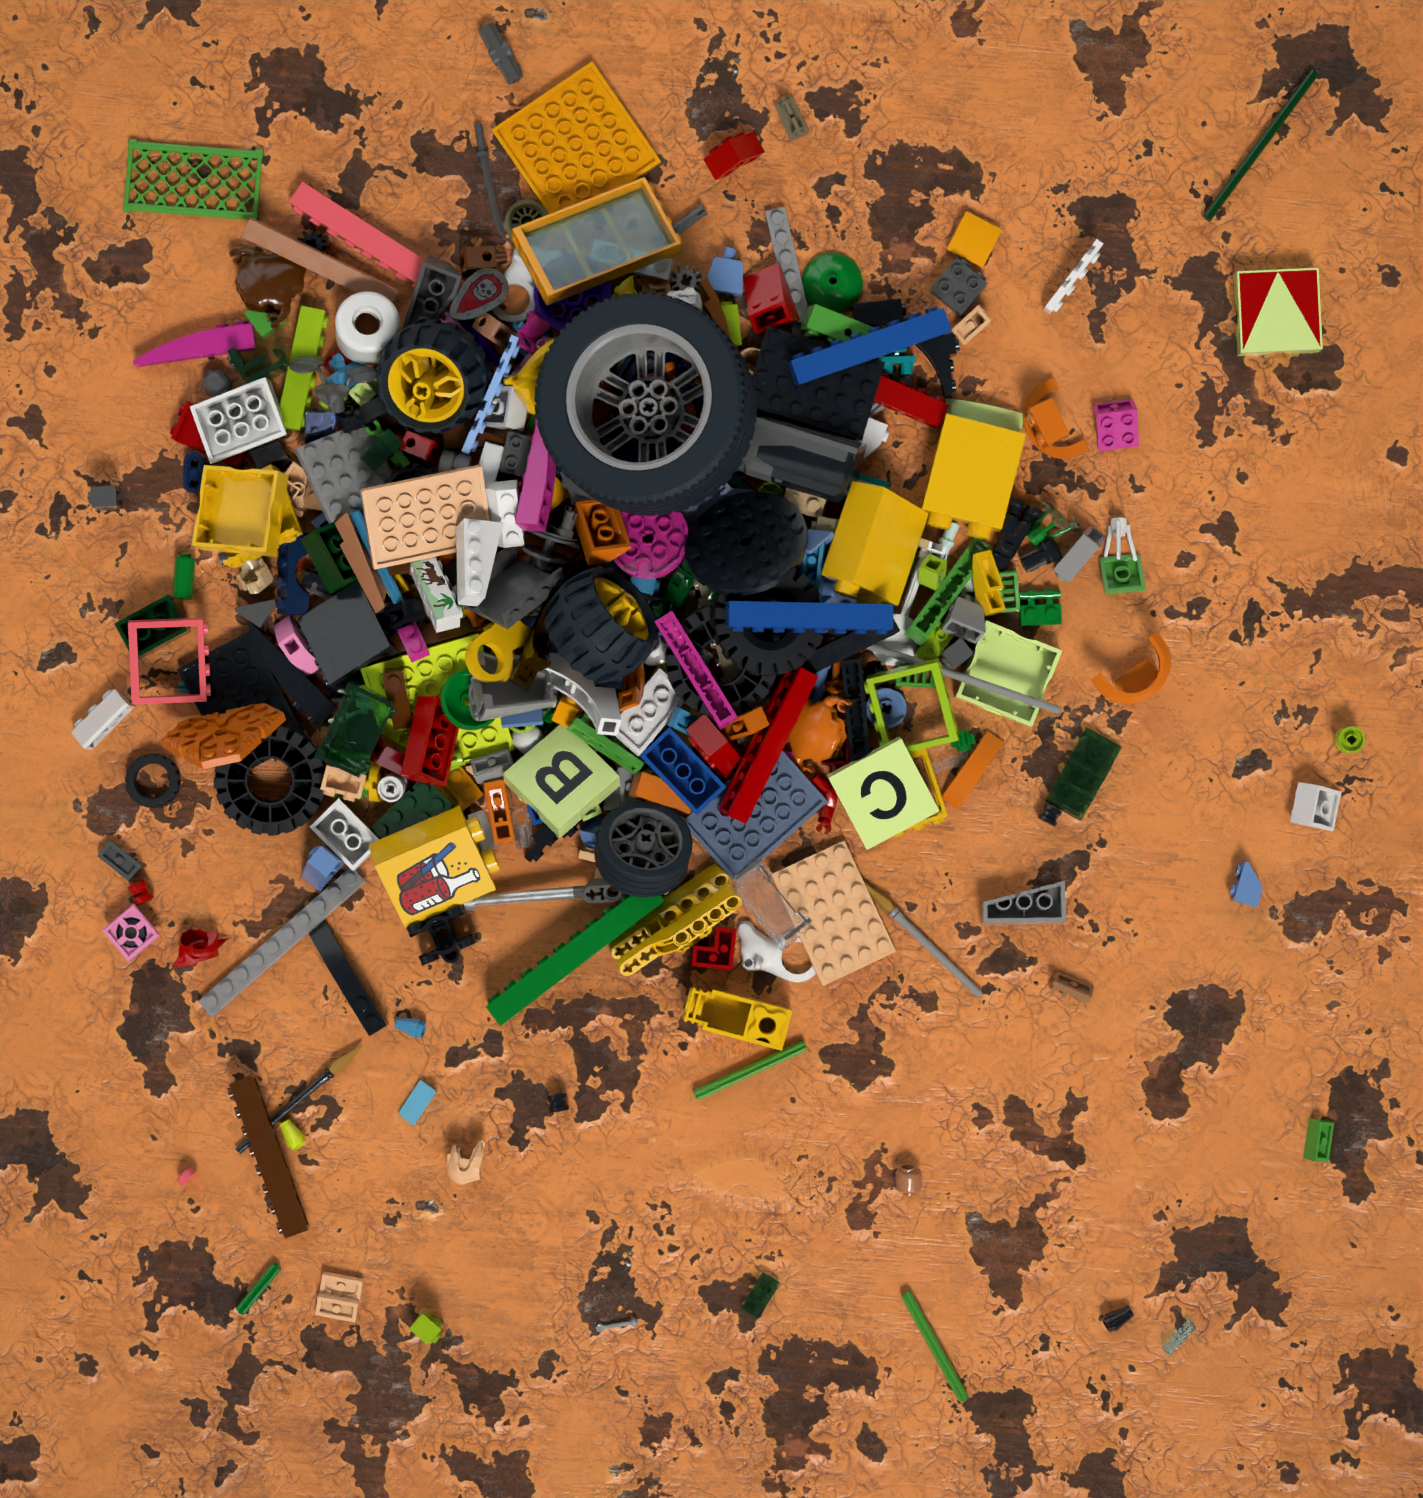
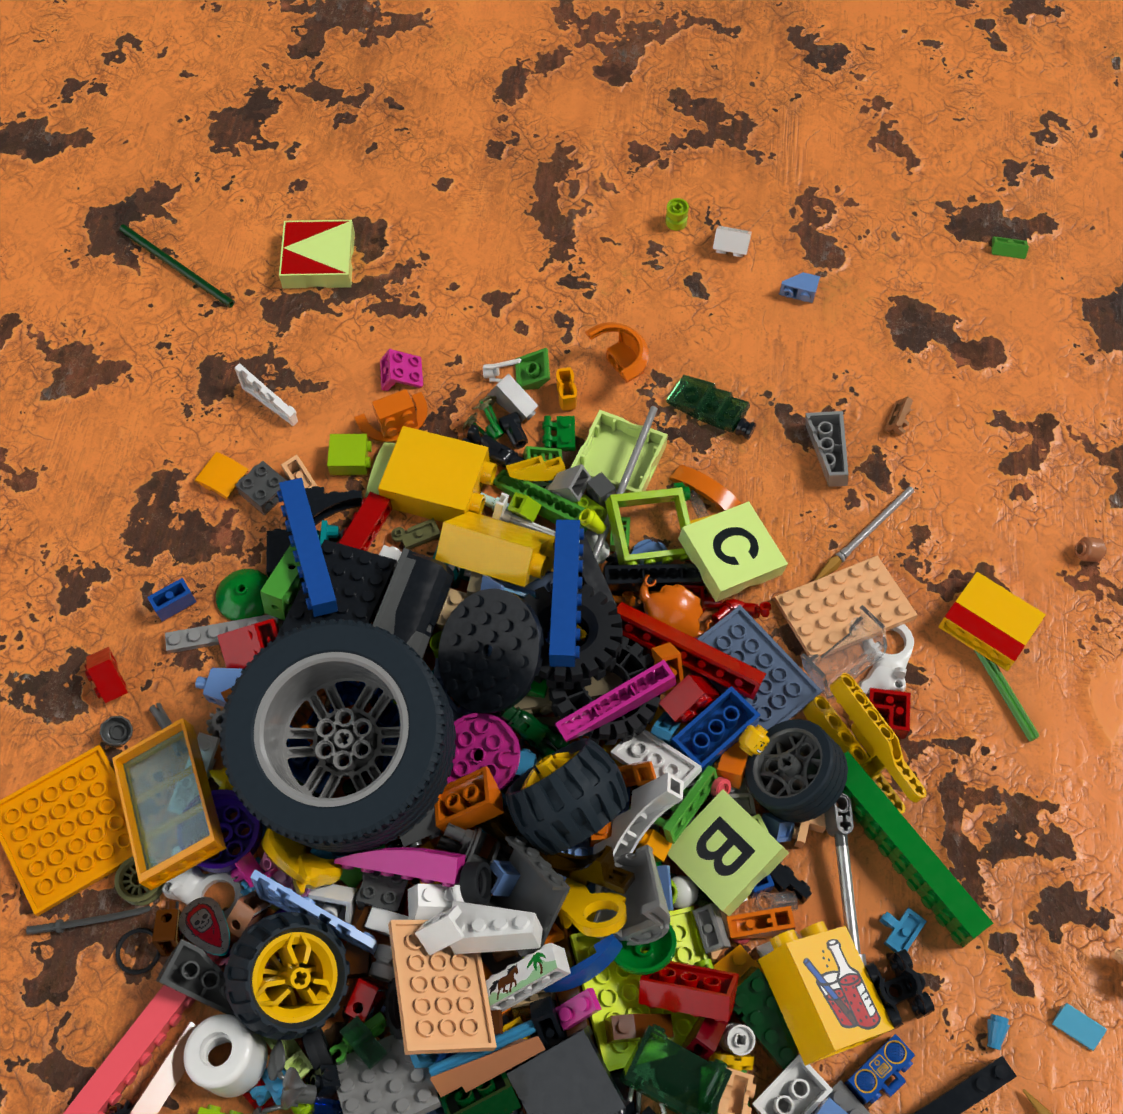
camera: 85 degrees left, 25 degrees down
(375, 915) = (886, 1061): none -> blue piece
(445, 651) = (590, 967): none -> blue slope
(462, 212) = (119, 945): none -> black tyre
(471, 512) = (440, 931): none -> white panel
(499, 948) = (903, 930): none -> dark azure plate
(519, 543) = (476, 882): none -> black tyre
(530, 570) = (506, 877): none -> medium blue panel
(558, 1102) = (1060, 873): black wheel -> none
(627, 776) = (719, 784): none -> coral tile
(671, 808) = (754, 740): none -> yellow head
(674, 175) = (116, 731): none -> dark grey hair
(738, 1017) = (956, 689): yellow piece -> none
(791, 118) = (81, 625): dark tan hinge -> none
(819, 209) = (171, 599): none -> blue brick
(820, 1064) = (992, 621): none -> yellow panel
(906, 458) = (416, 534): none -> olive hinge
(912, 642) = (590, 520): none -> neon yellow cone
(1001, 377) = (349, 454): none -> lime brick
(1099, 612) = (566, 388): none -> light orange brick

